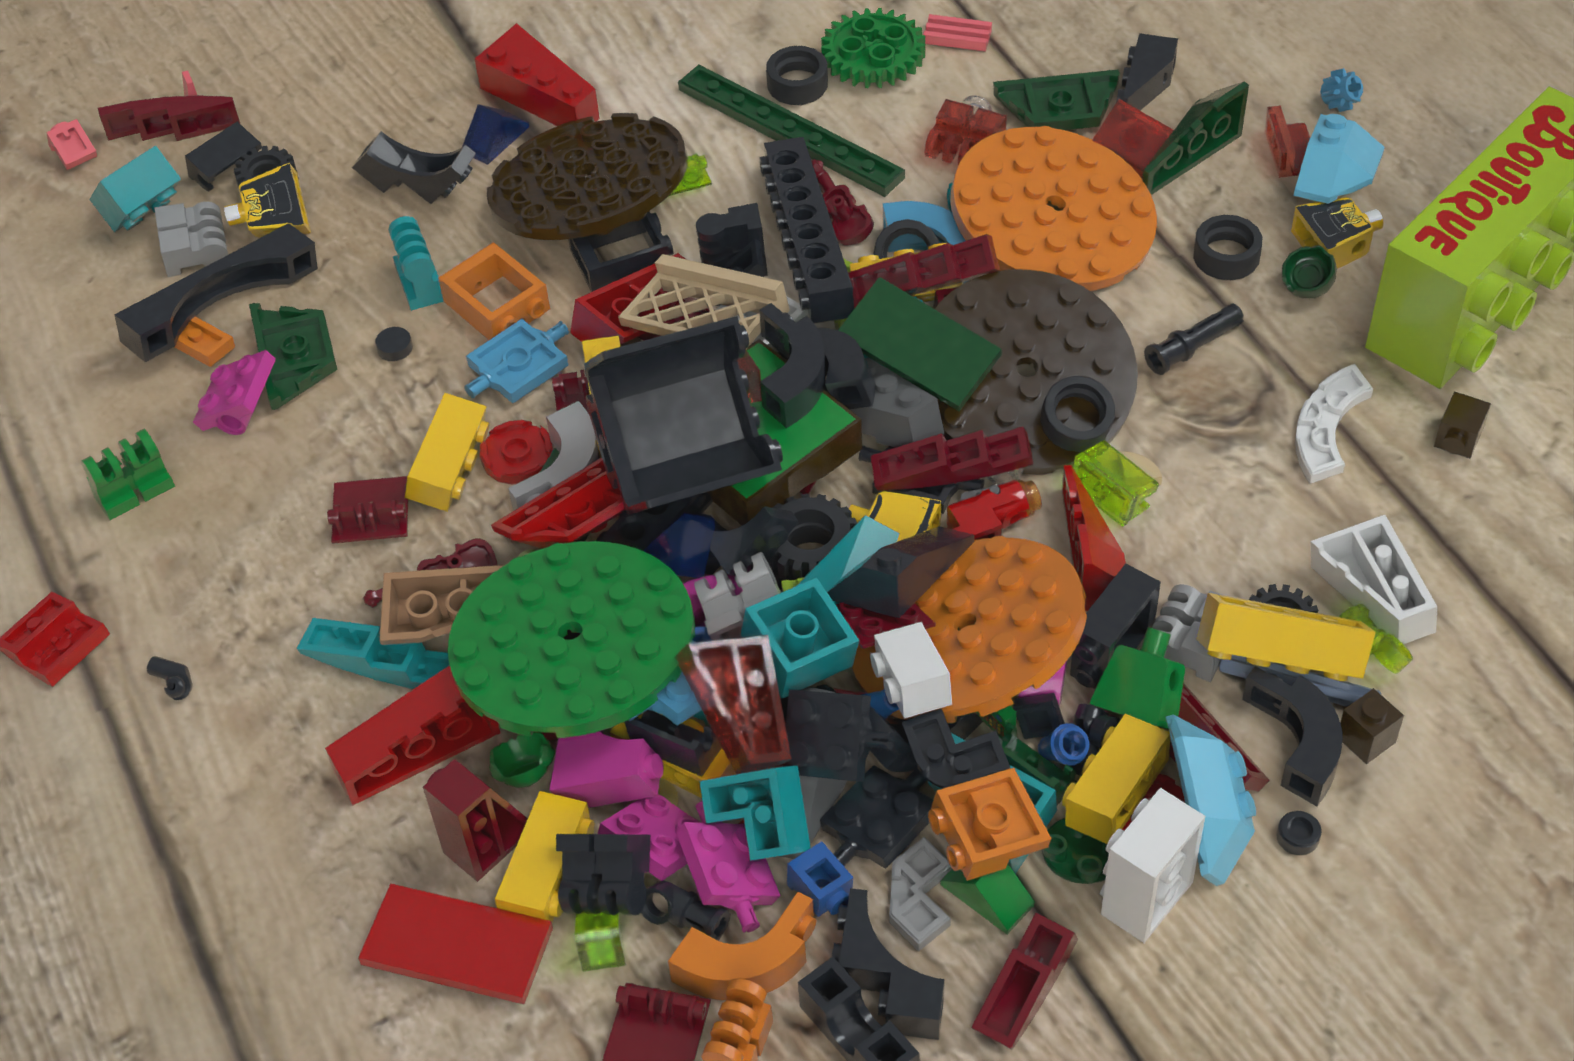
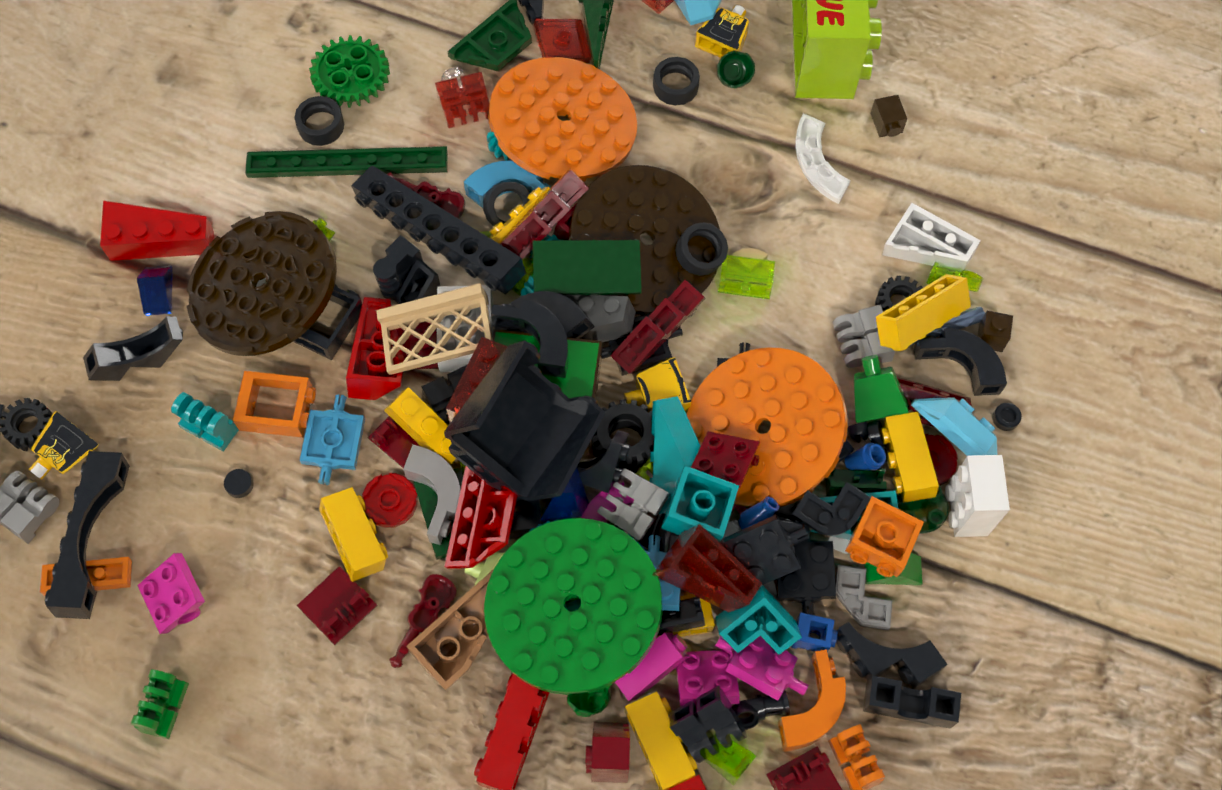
camera: 45 degrees left, 15 degrees up
(300, 347) = (175, 529): dark green wing -> none
(359, 651) = (431, 699): teal slope -> none
(901, 571) = (707, 424): black wedge -> none
(911, 670) = (777, 480): white brick -> none
(957, 32) = (387, 24): coral tile -> none
(993, 508) = (698, 349): red plate -> none
(1025, 981) = (959, 606): dark red slope -> none
(1091, 542) = (768, 323): red wedge -> none
(1115, 619) = (833, 354): black window -> none
(1182, 344) = (706, 161): black pin -> none

